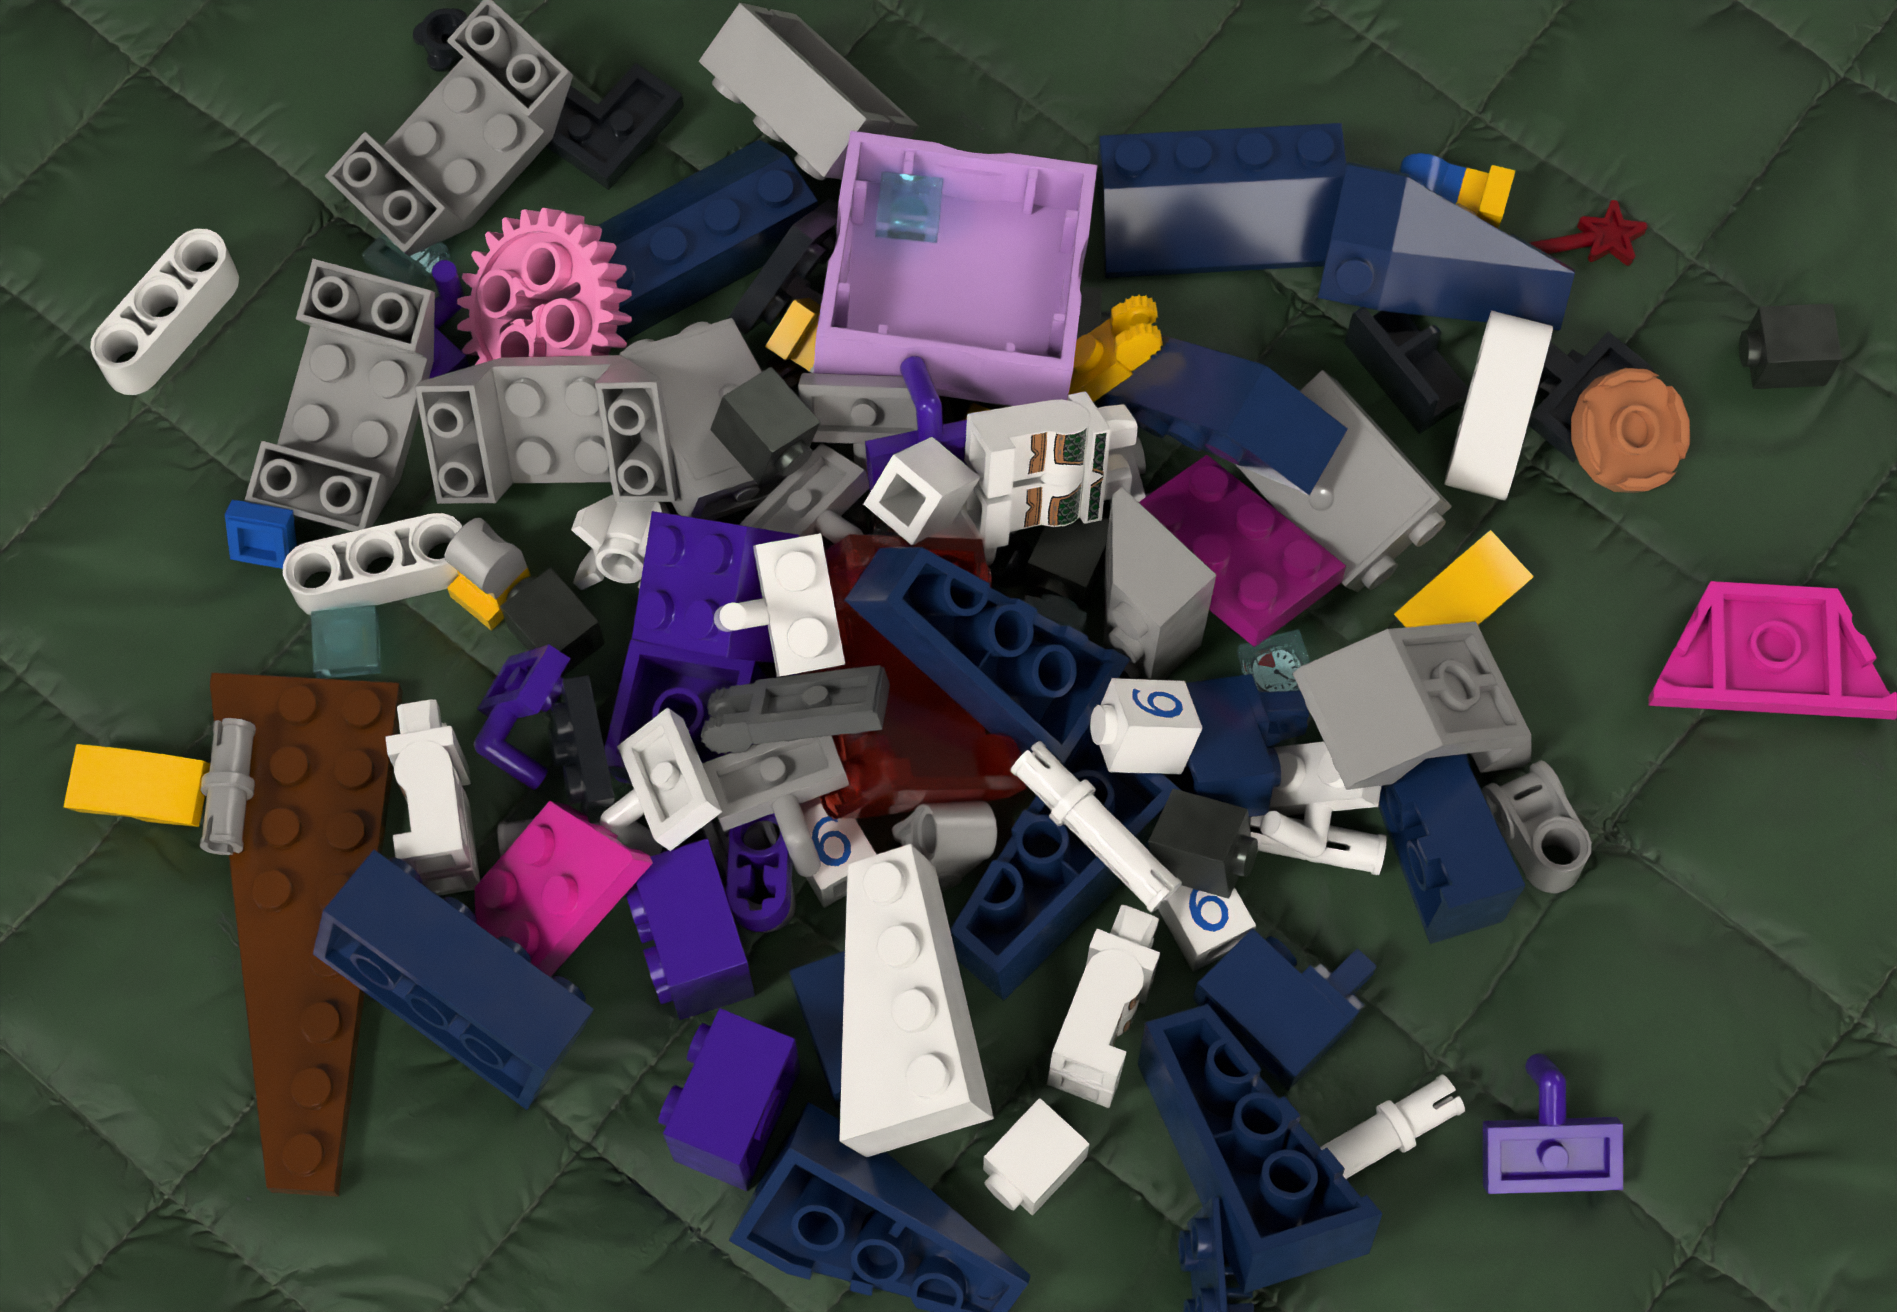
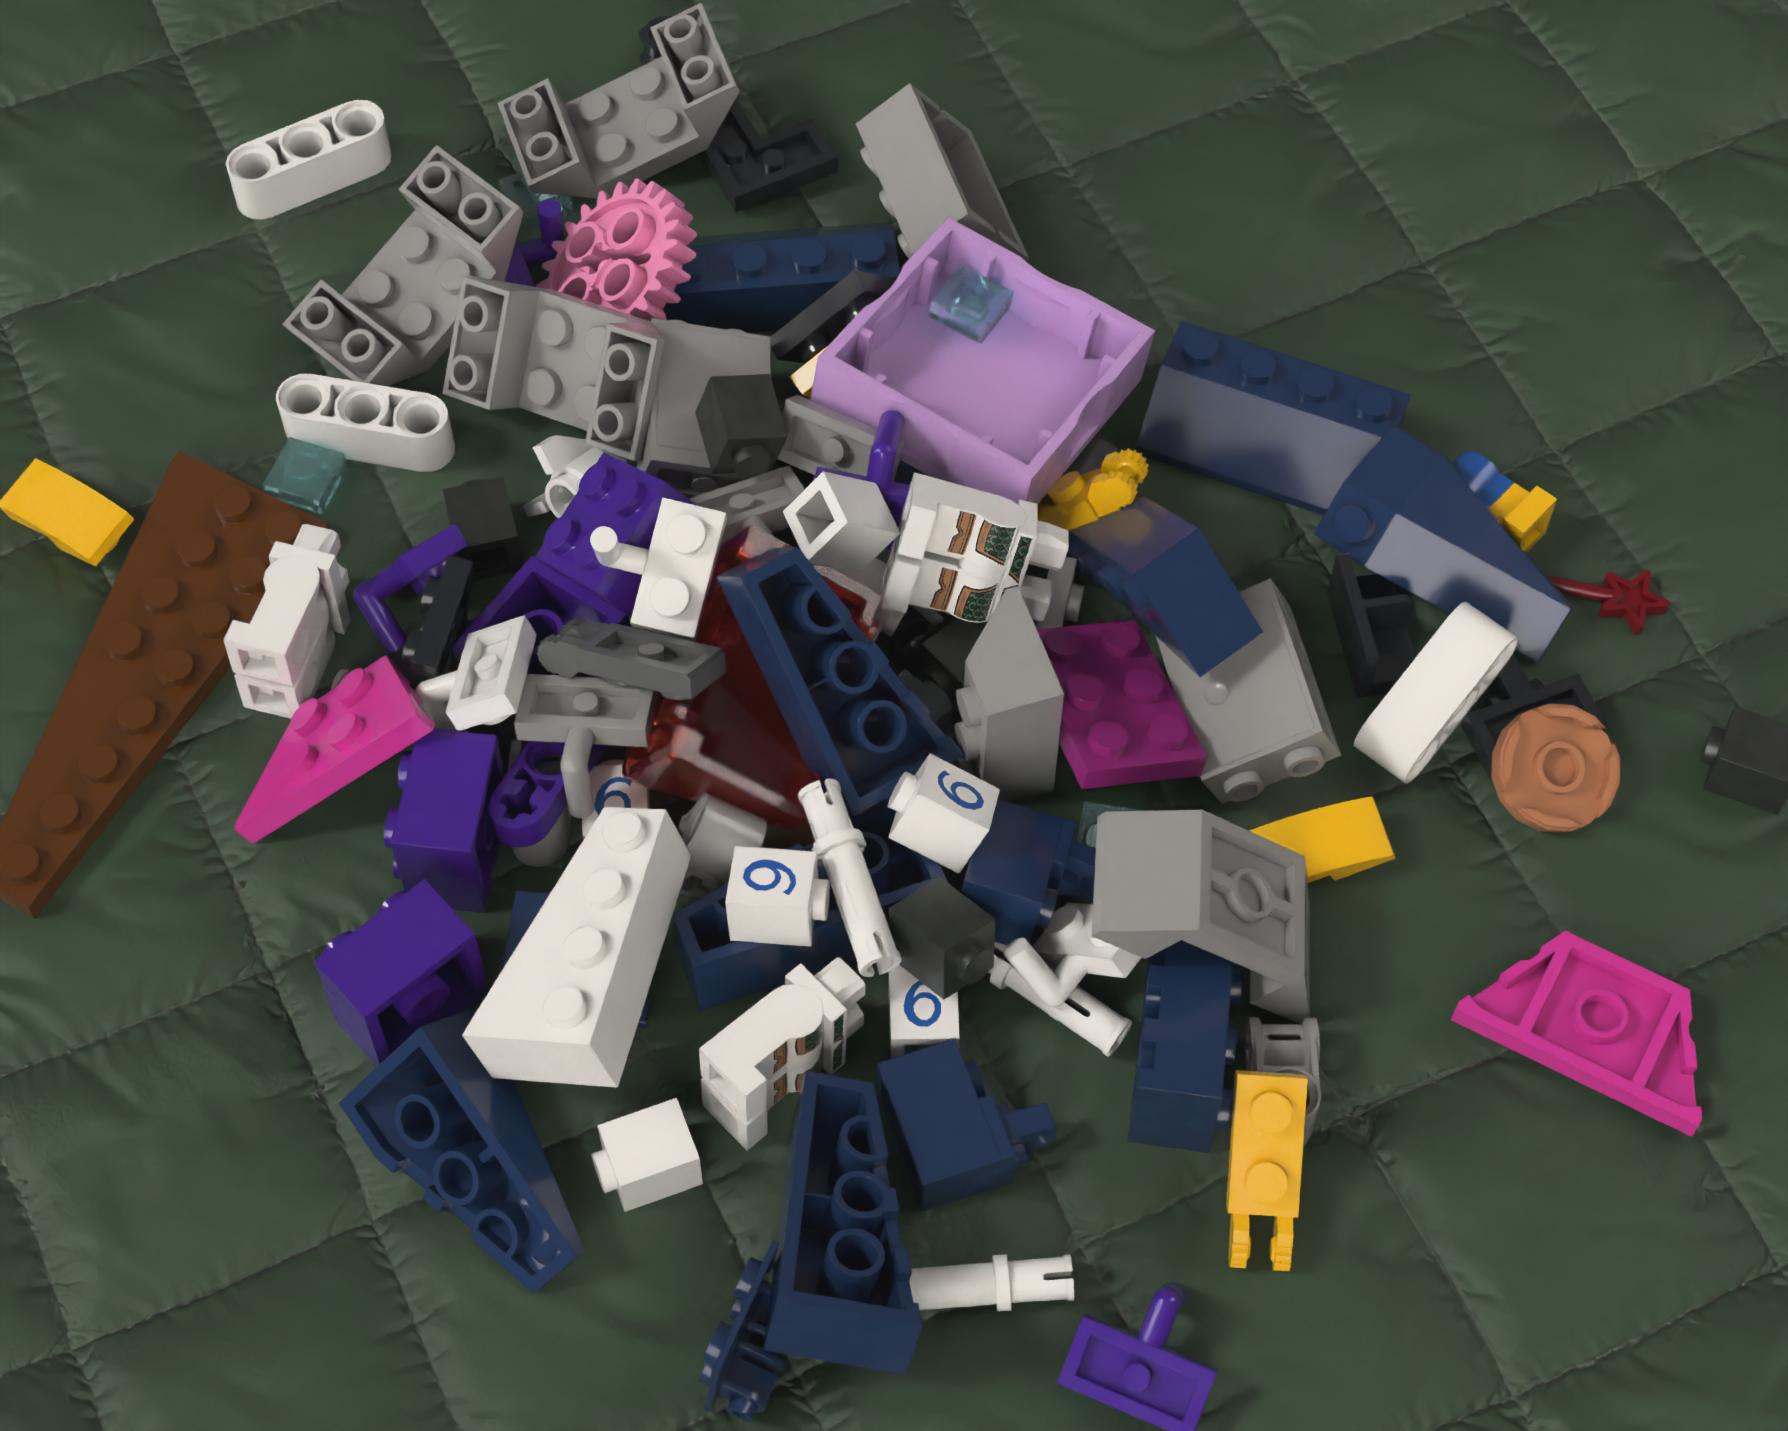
camera: 25 degrees right, 10 degrees down
(227, 786) = (133, 539): light grey pin -> none
(259, 533) = (280, 353): blue tile -> none
(451, 977) = (220, 763): dark blue slope -> none
(485, 569) = (450, 452): light grey leg -> none
(1043, 876) = (775, 896): none -> white brick
(1570, 916) = (1265, 1160): none -> yellow hinge

